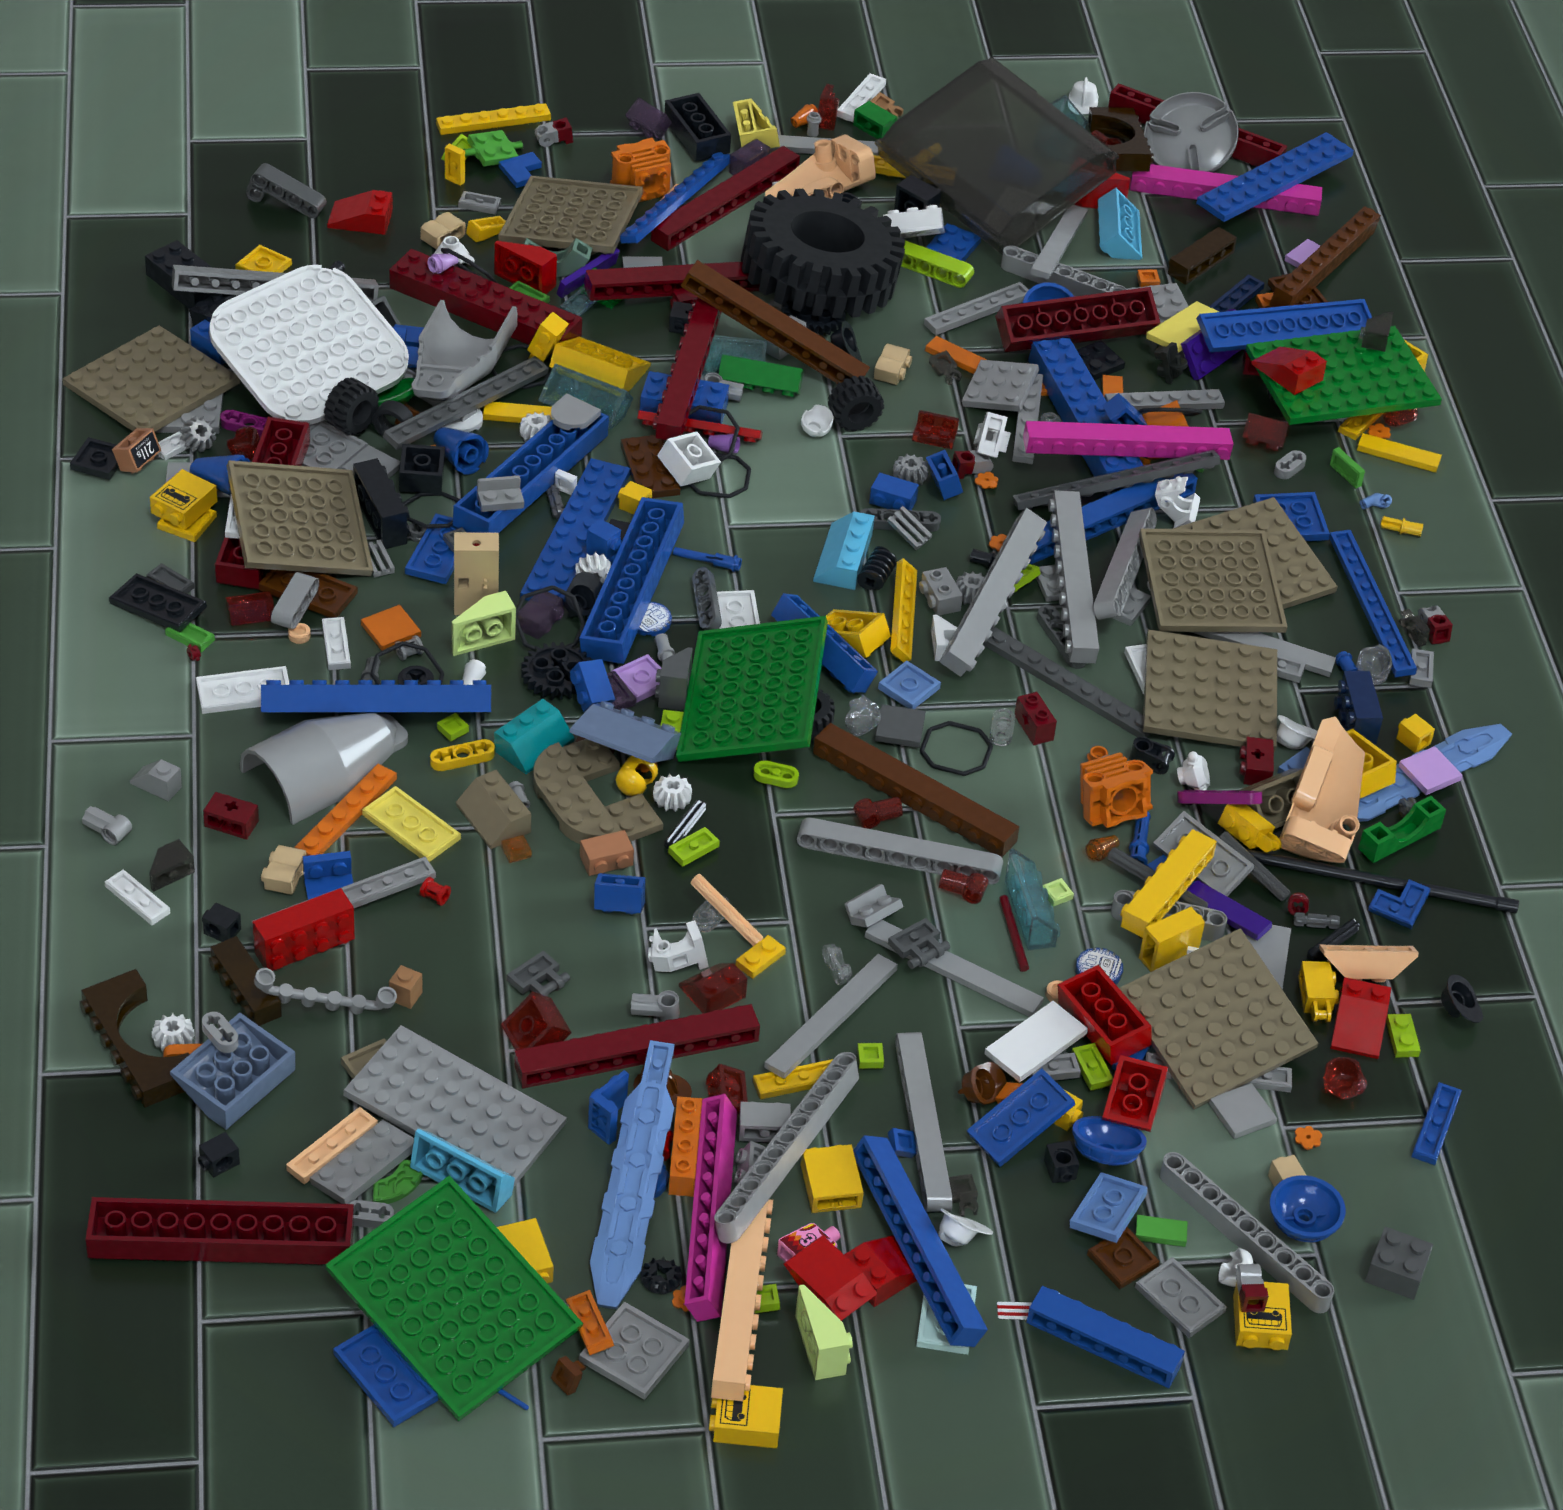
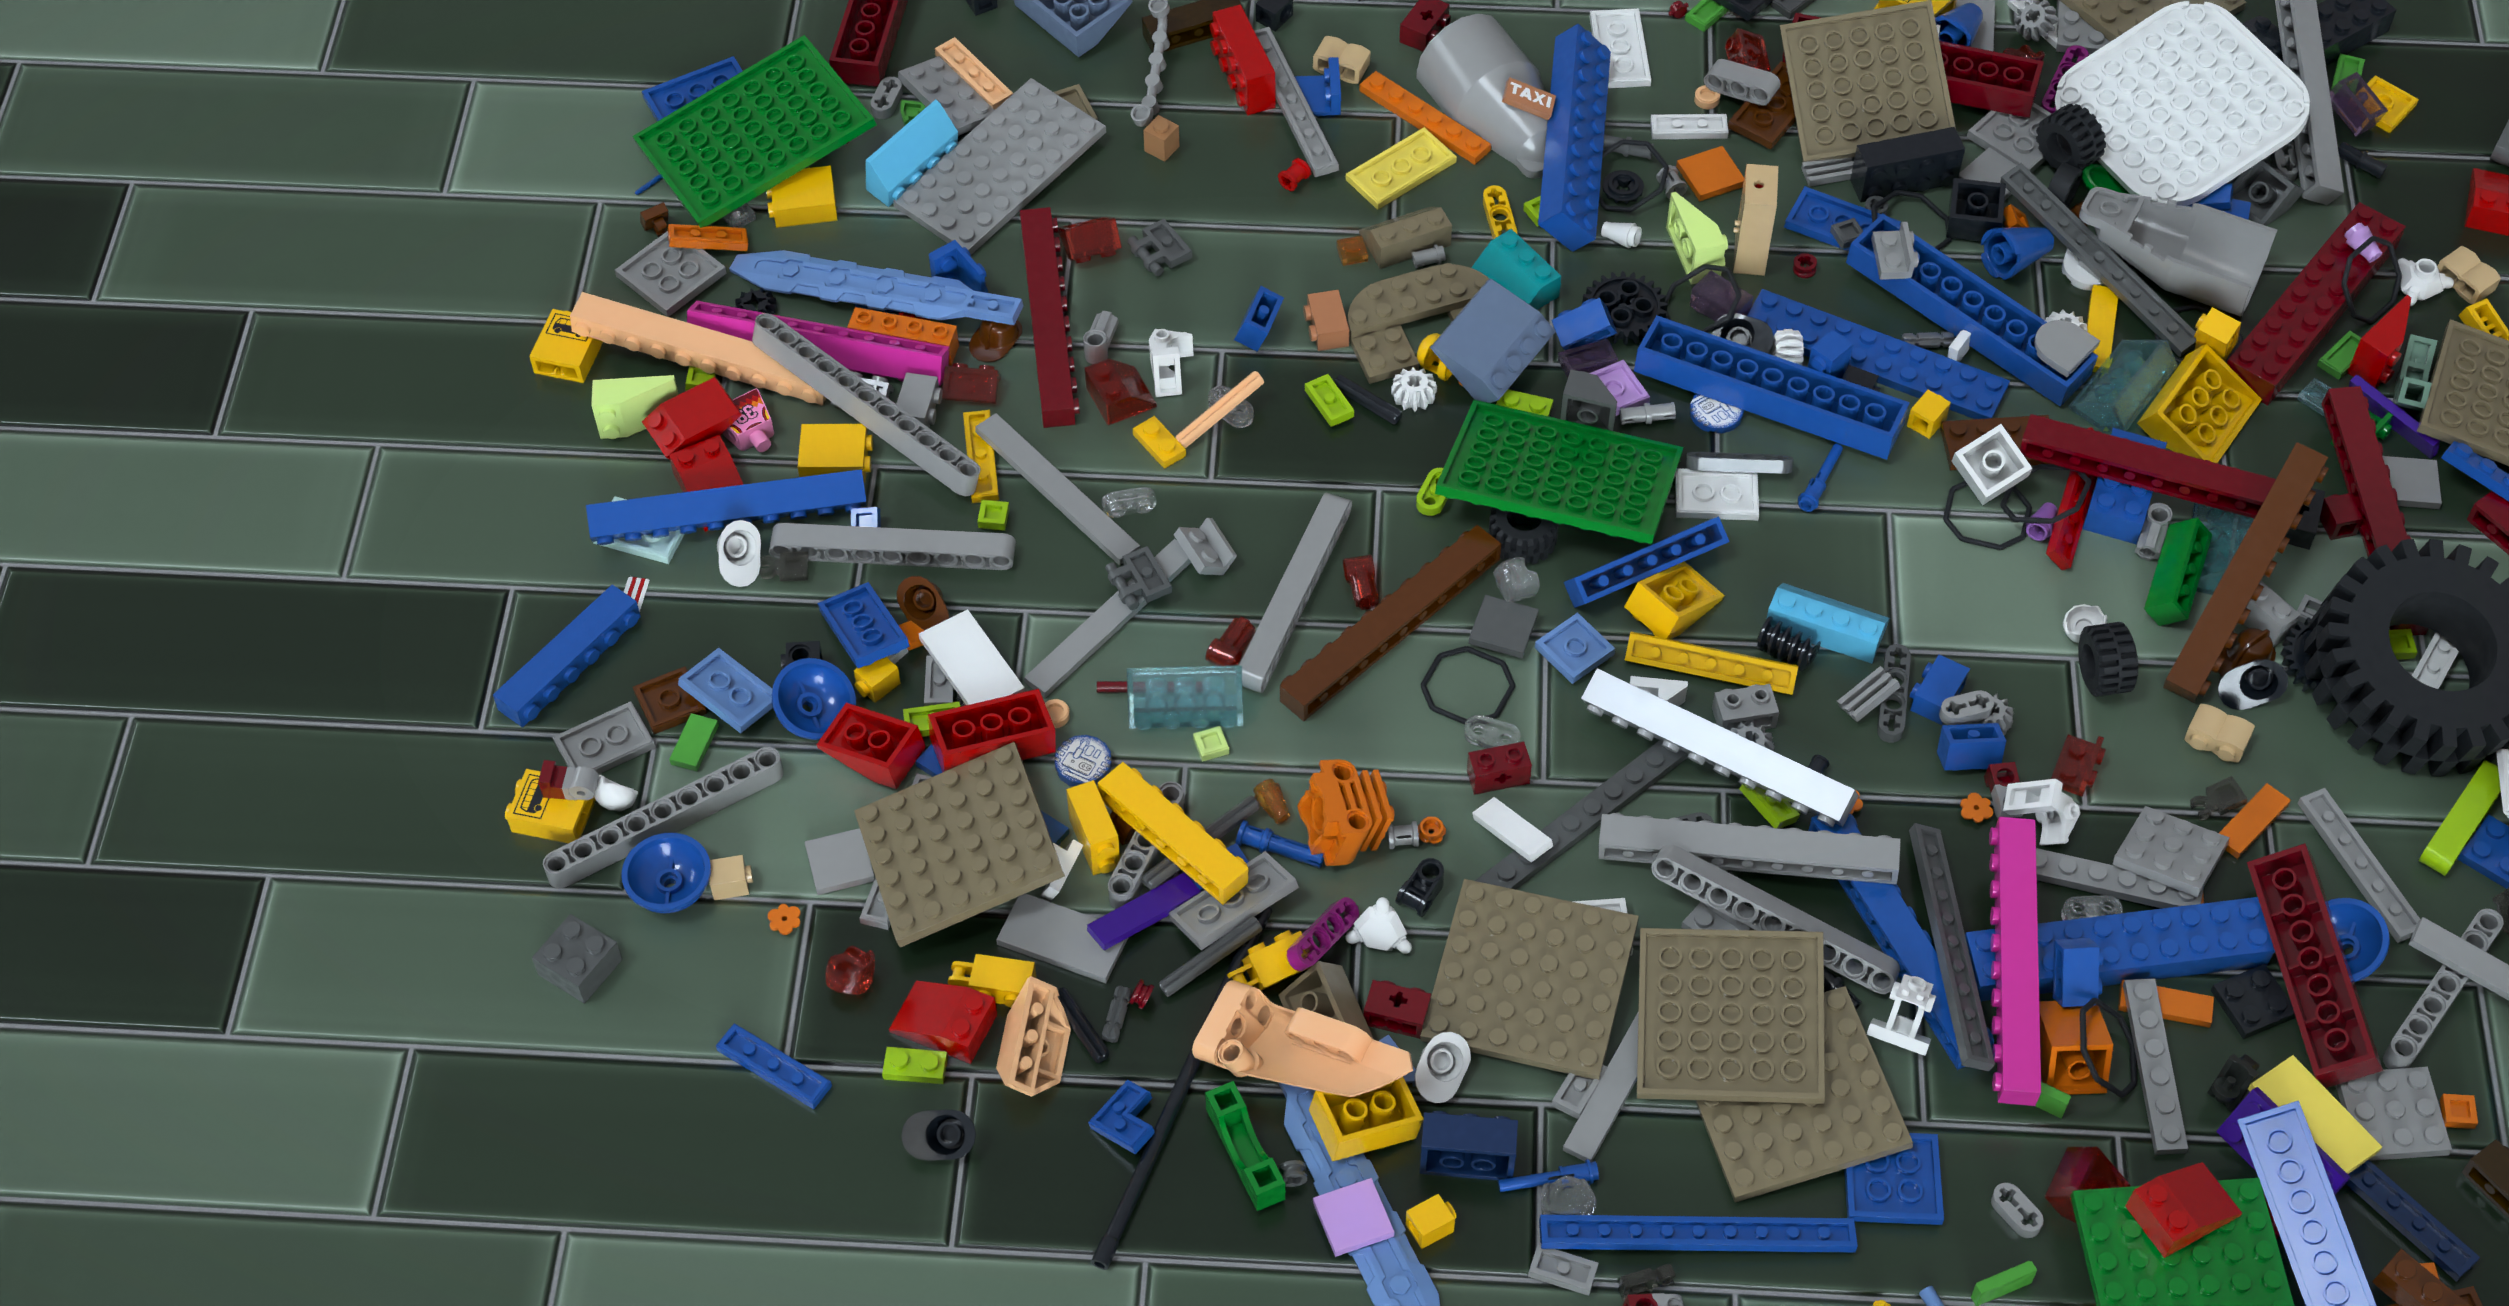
camera: 105 degrees right, 10 degrees up
(281, 262) = (2356, 104): none -> brick
(353, 716) = (1528, 98): none -> nougat tile
(921, 475) = (1967, 709): none -> light grey beam
(1087, 708) = (1512, 829): none -> white tile

